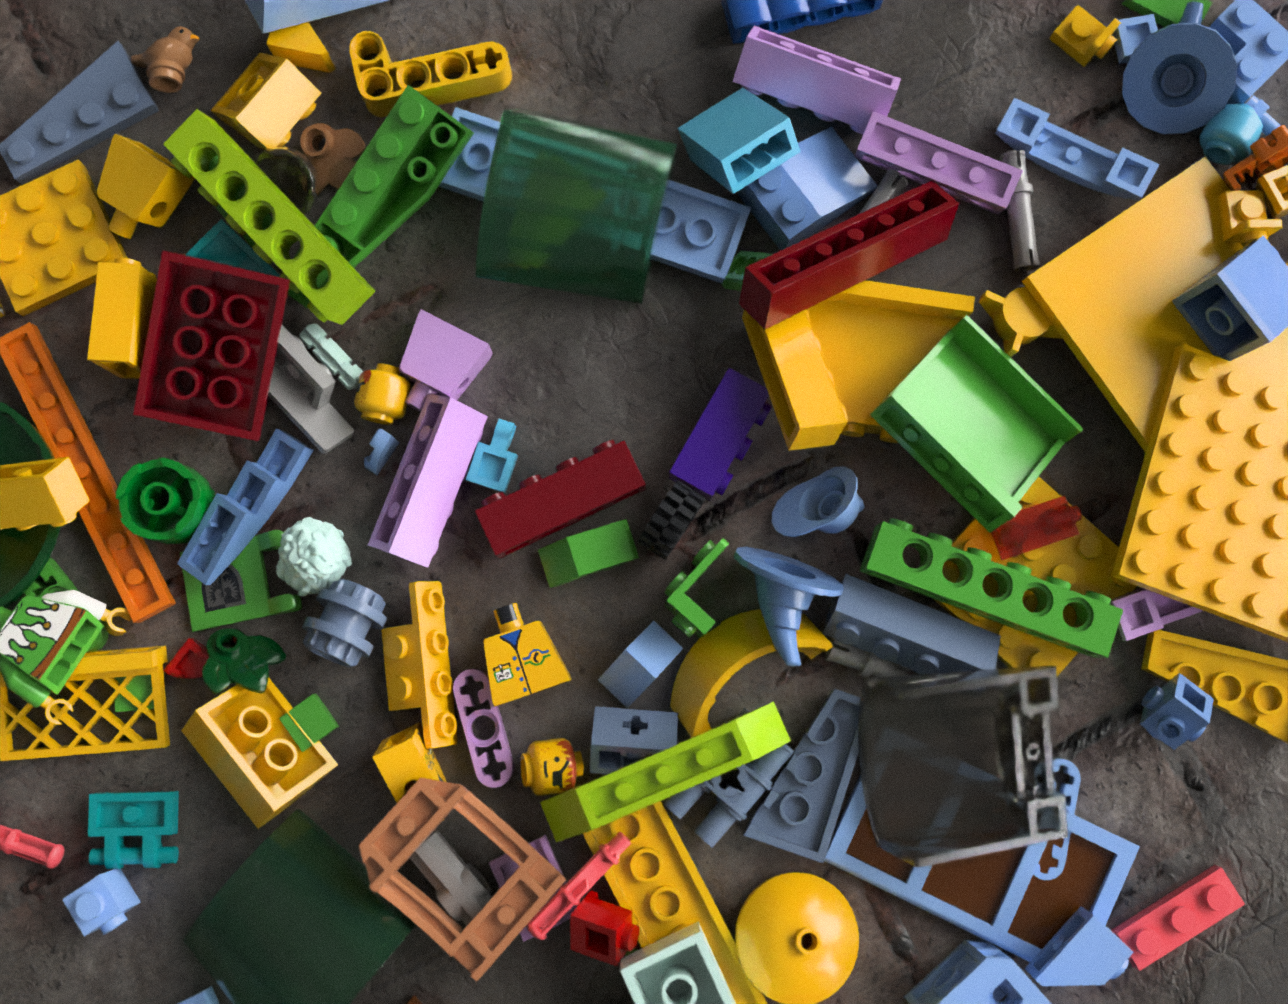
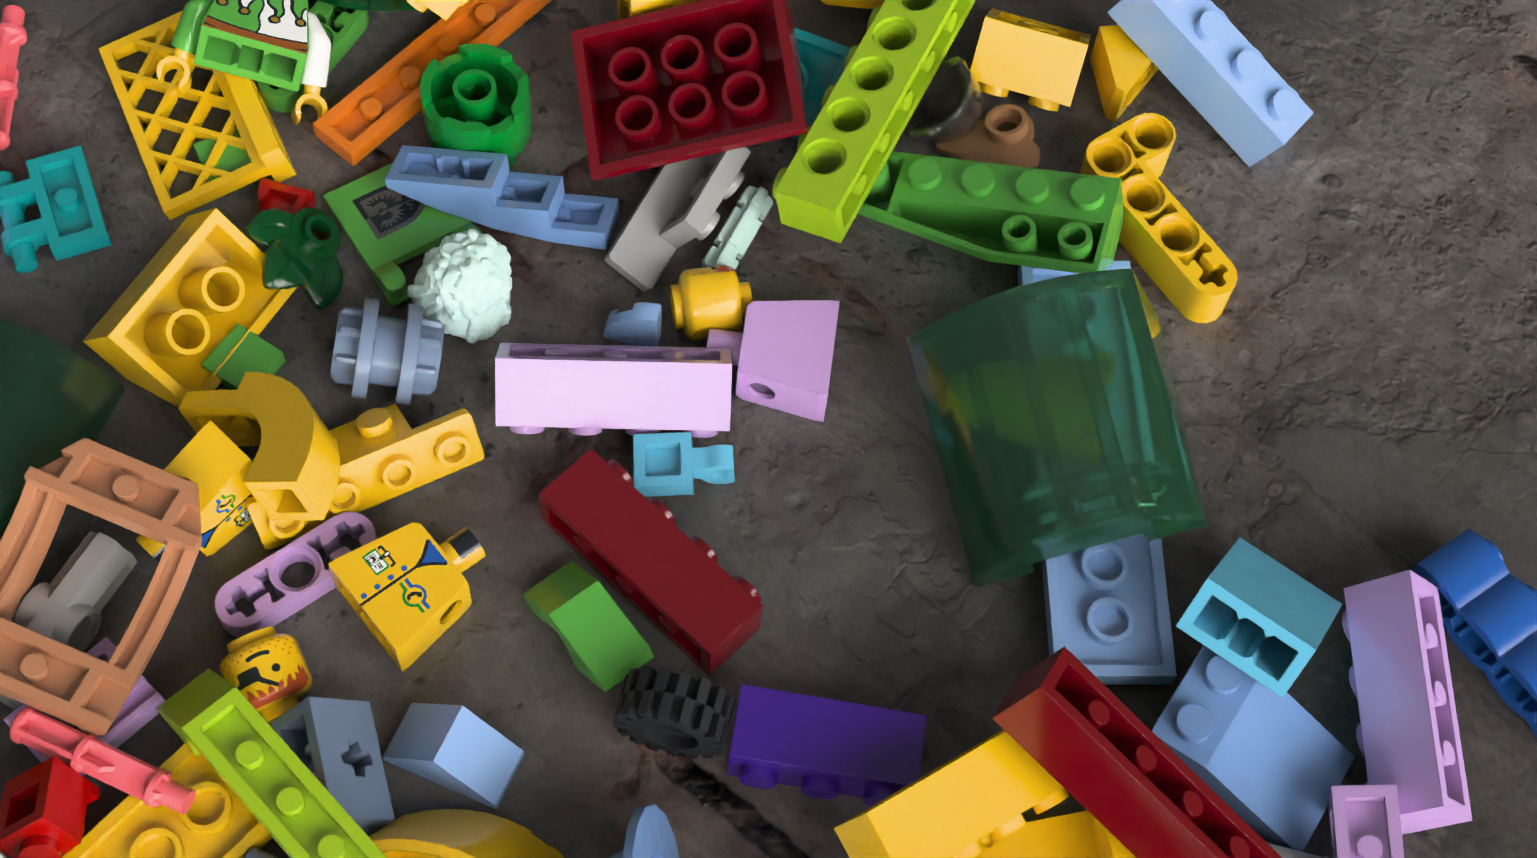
camera: 65 degrees right, 20 degrees down
(412, 703) = (296, 455): none -> yellow arch
(688, 615) = (580, 758): bright green bracket -> none

